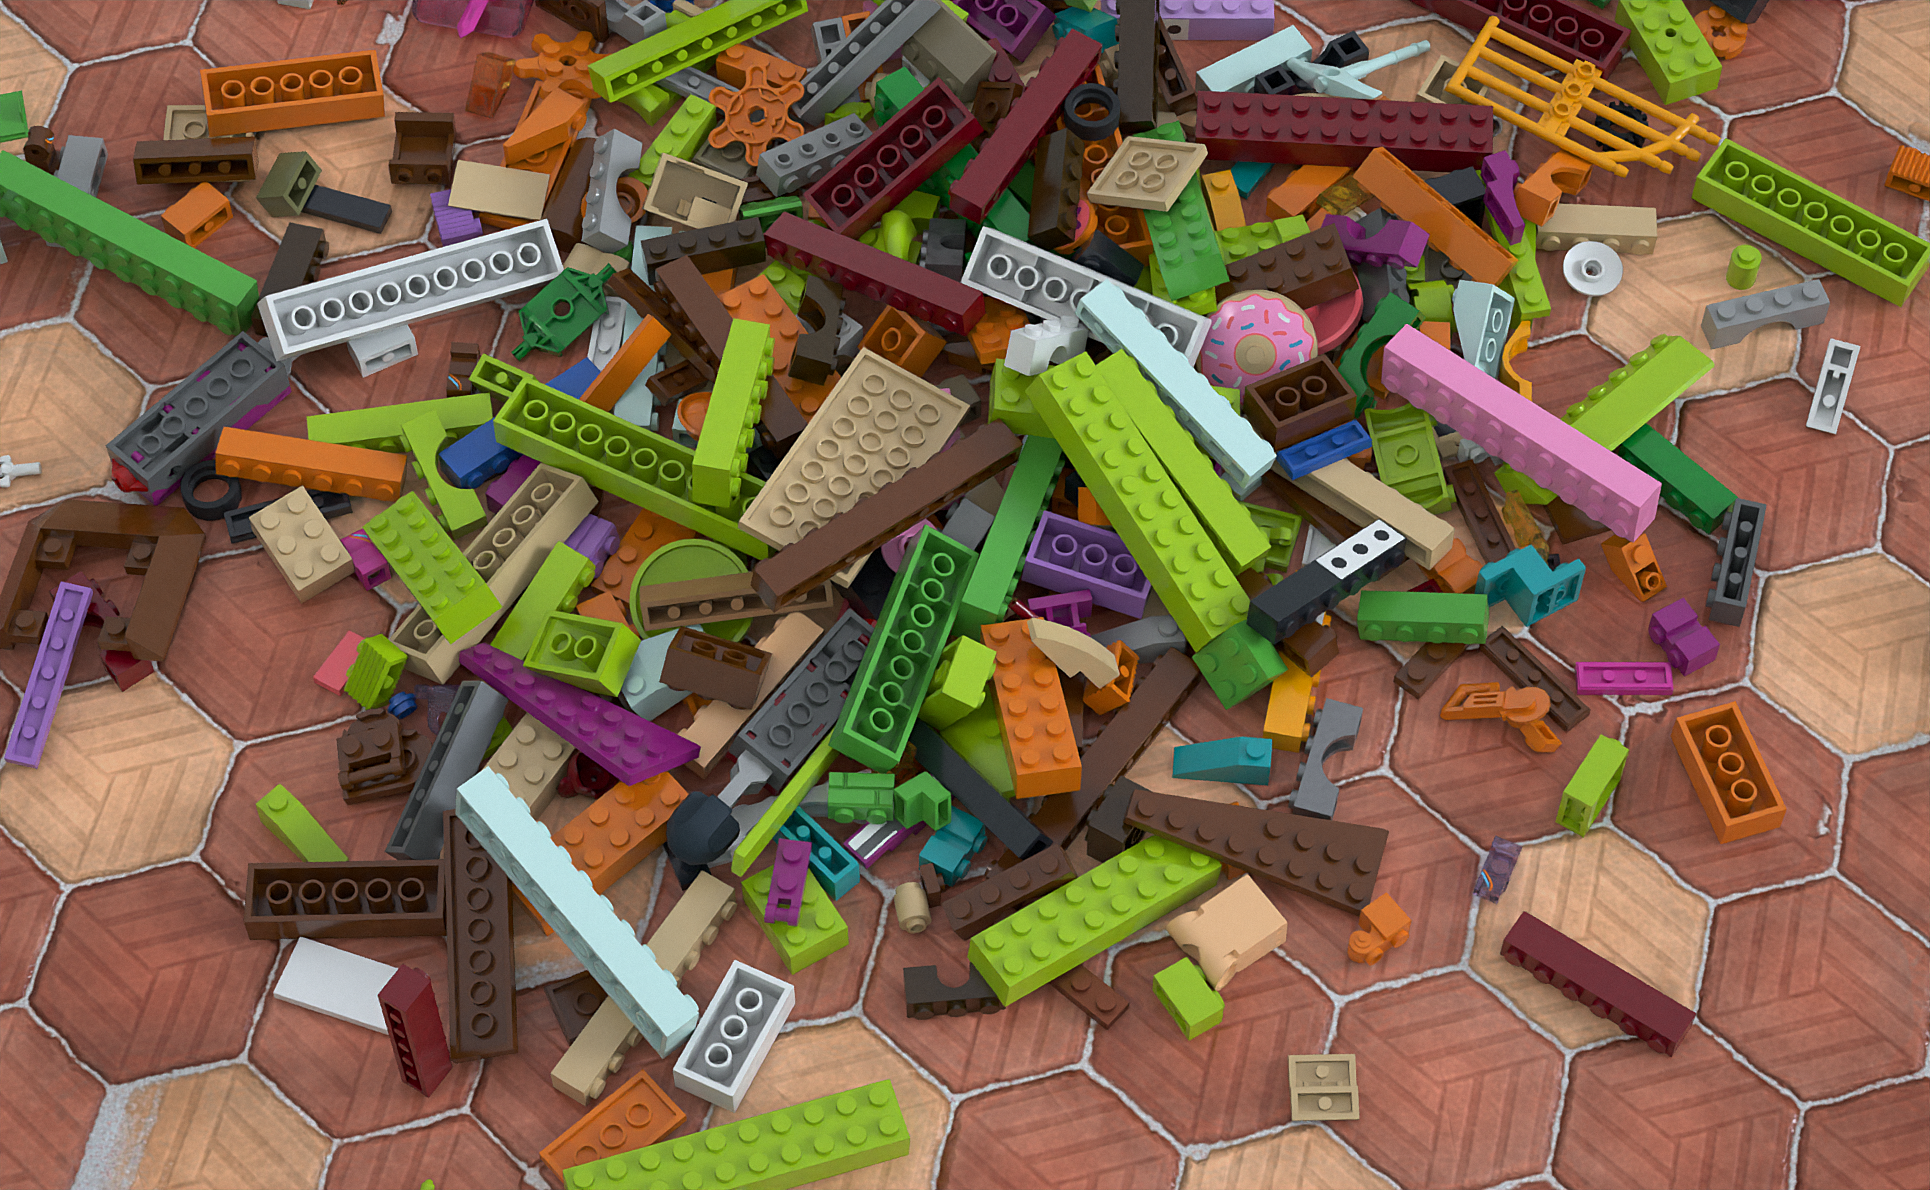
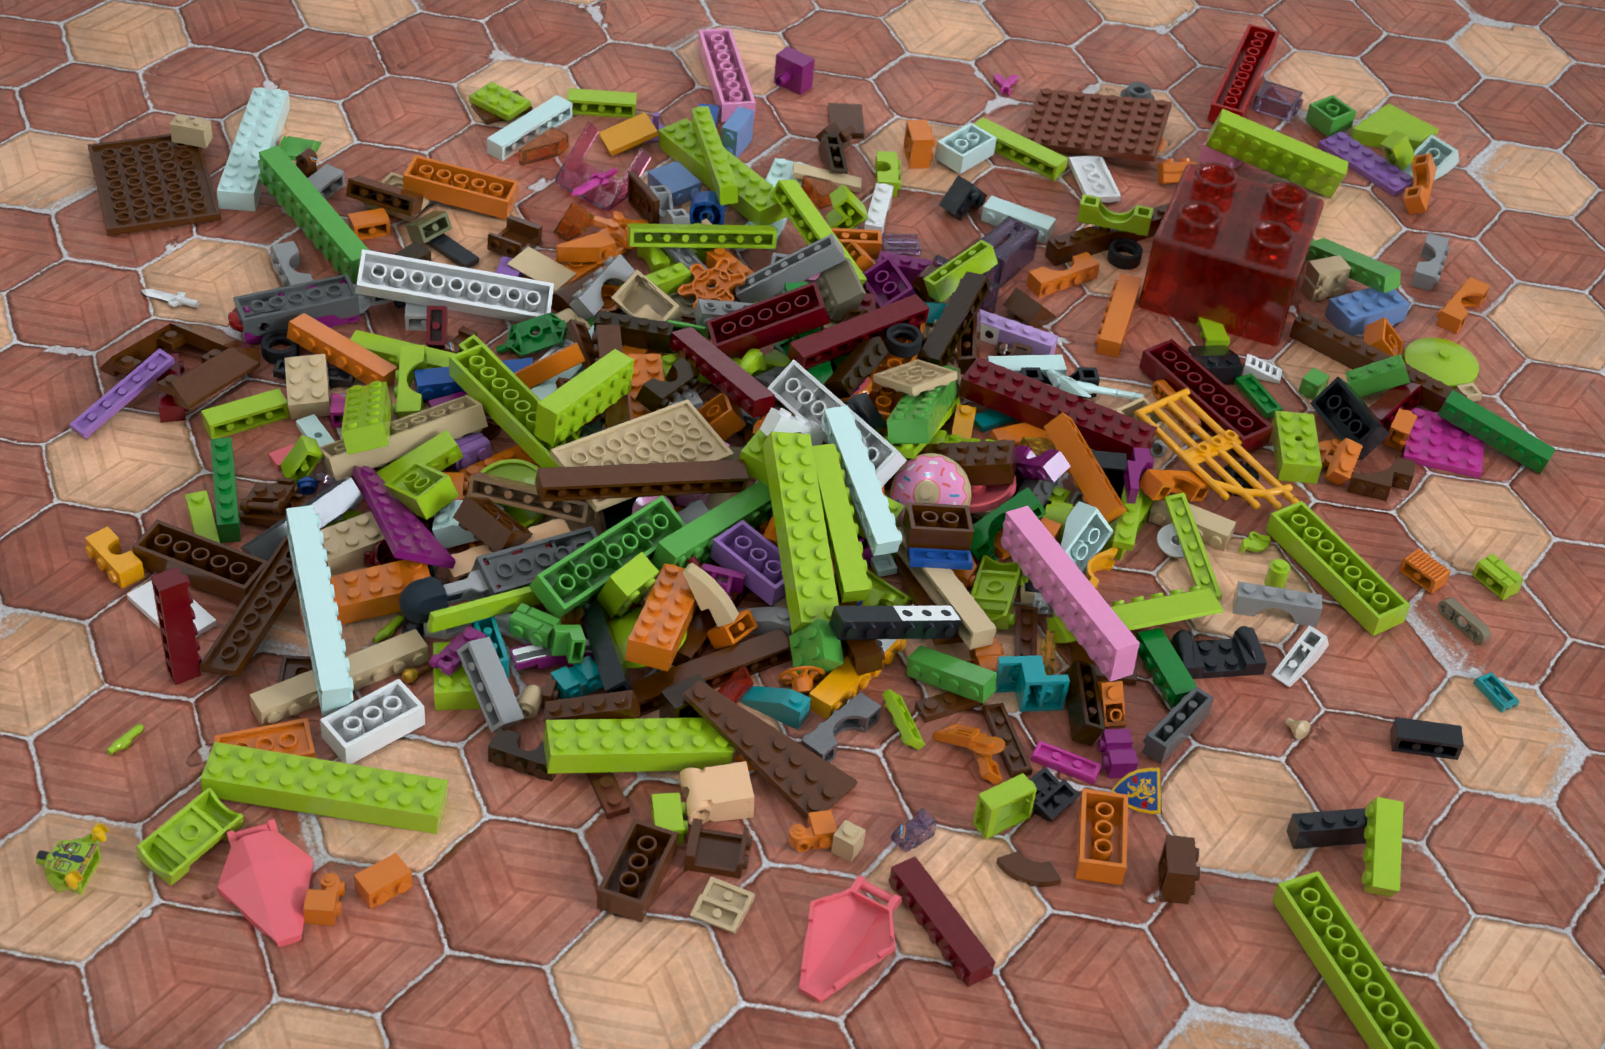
camera: 20 degrees right, 15 degrees down
(117, 330) = (286, 260): none -> light grey arch
(238, 627) = (245, 414): none -> lime brick
(240, 957) = (106, 551): none -> light orange arch
(296, 764) = (225, 490): none -> green brick
(353, 611) = (312, 427): none -> light aqua tile
(418, 360) = (436, 325): none -> dark red brick
(657, 882) = (388, 630): none -> lime piece
(731, 938) = (409, 675): none -> pearl gold piece
(859, 913) = (490, 684): none -> light grey brick
(1160, 762) = (737, 685): none -> clear red tile
(1198, 1091) = (637, 870): none -> reddish brown brick
(1227, 43) = (1003, 349): none -> reddish brown plate
(1241, 716) = (803, 682): none -> orange wheel
(1274, 1013) = (717, 851): none -> reddish brown panel
(1394, 711) = (903, 719): none -> lime plate
(1427, 924) = (848, 841): none -> tan brick
(1455, 27) = (1161, 390): none -> orange beam
(1501, 1064) = (846, 938): none -> coral windscreen
(1607, 583) = (1084, 703): none -> dark brown brick
(1618, 271) = (1191, 543): none -> lime plate
(1635, 730) = (1051, 795): none -> black slope
(1660, 861) = (1032, 872): none -> reddish brown tile
(1688, 225) = (1254, 543): none -> lime piece
(1734, 425) = (1221, 657): none -> black piece
(1741, 679) = (1143, 790): none -> shield
(1744, 45) = (1343, 461): none -> orange brick
(1803, 59) = (1379, 484): none -> reddish brown arch
(1843, 778) = (1178, 869): none -> reddish brown brick
(1878, 494) = (1299, 728): none -> tan rock

